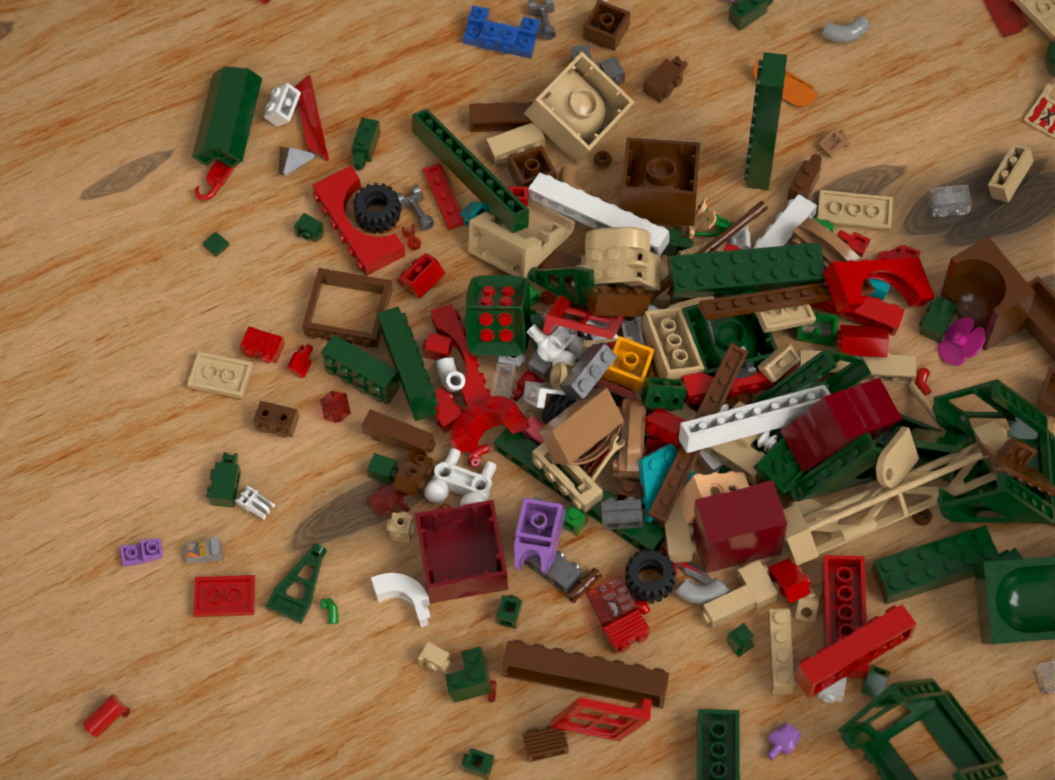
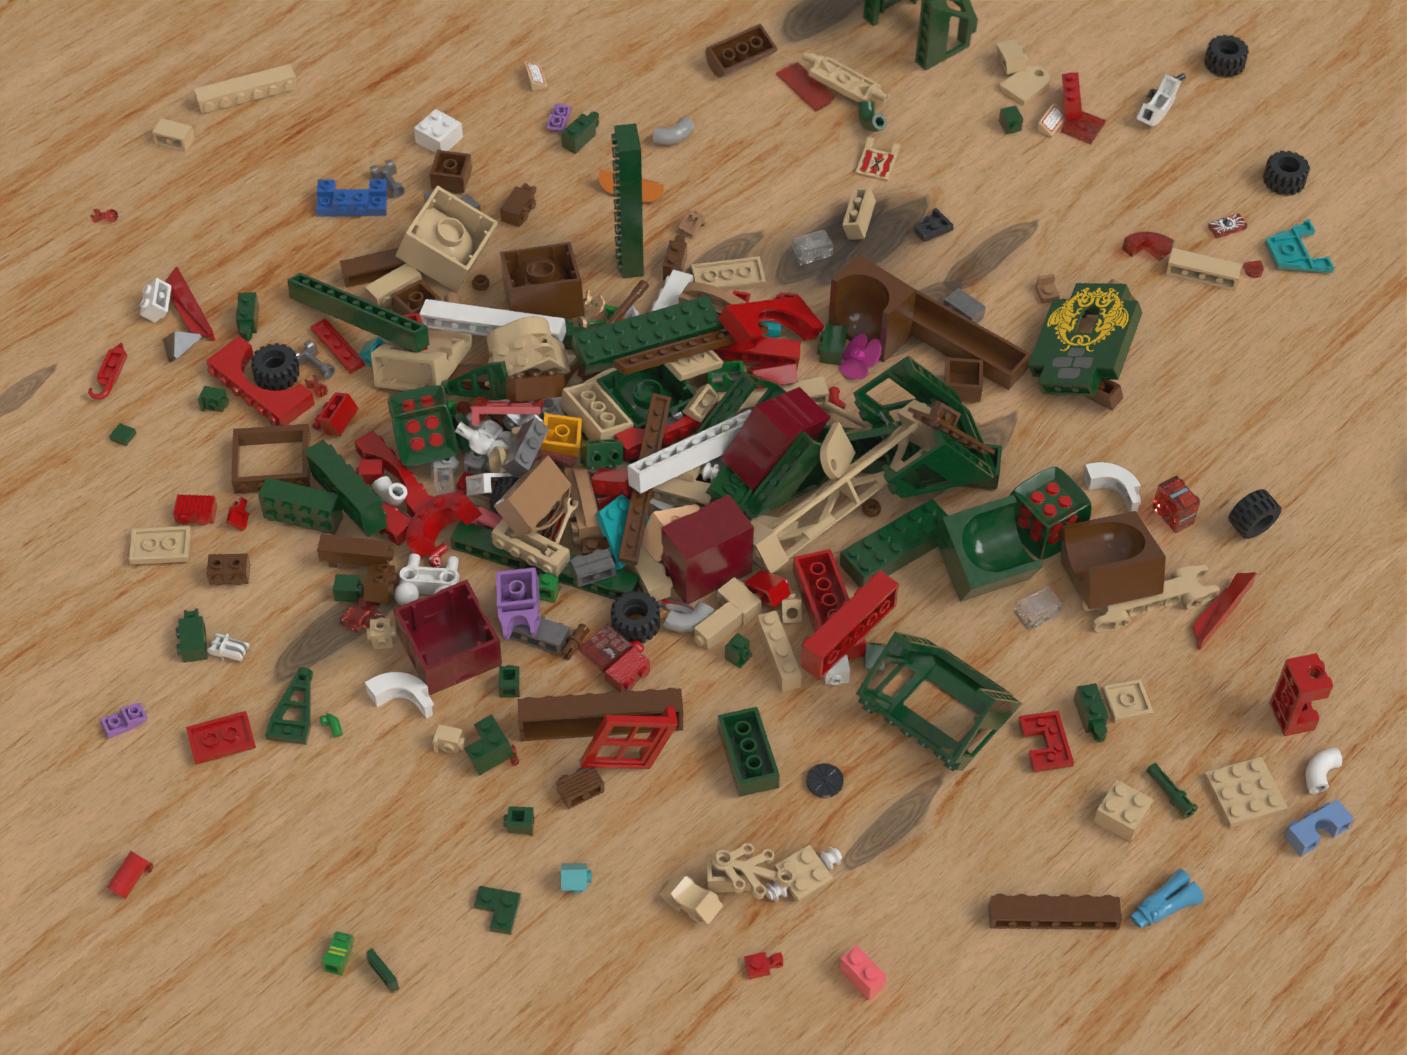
camera: 20 degrees left, 10 degrees down
(204, 551) = (188, 703): light grey leg -> none
(227, 116) = (104, 320): dark green panel -> none
(335, 406) = (284, 544): clear red brick -> none
(784, 740) = (805, 726): medium lavender piece -> none

